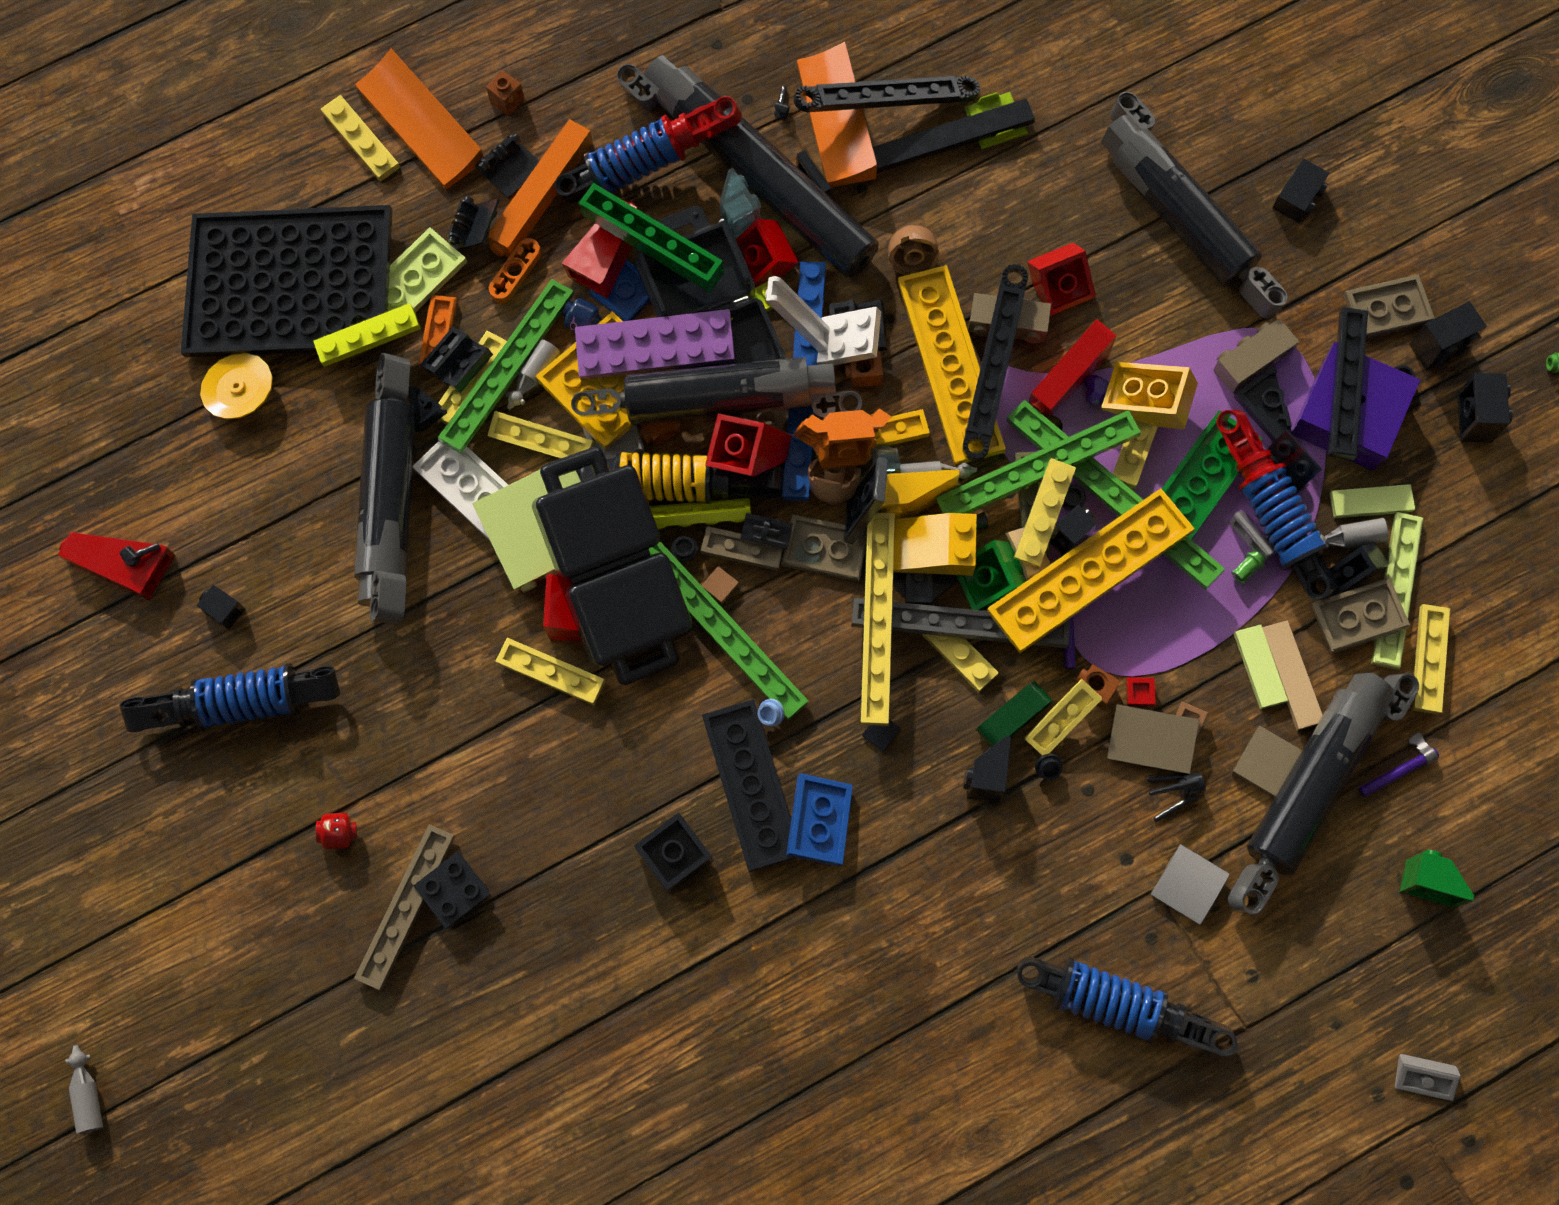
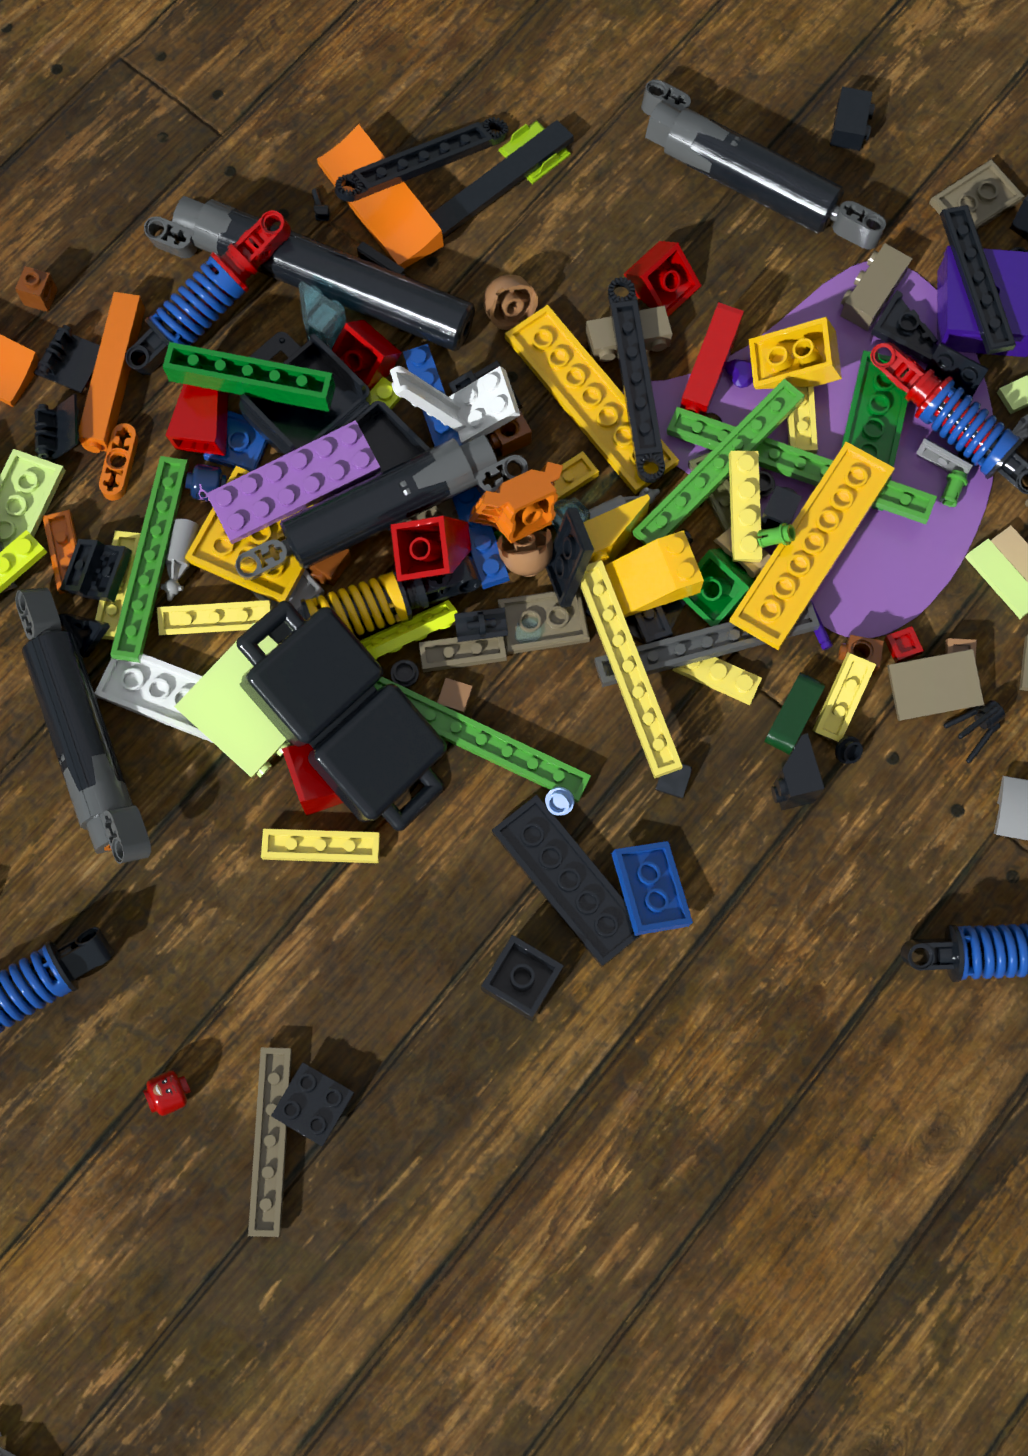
camera: 25 degrees left, 0 degrees up
(1065, 550) = (782, 534): none -> bright green pin

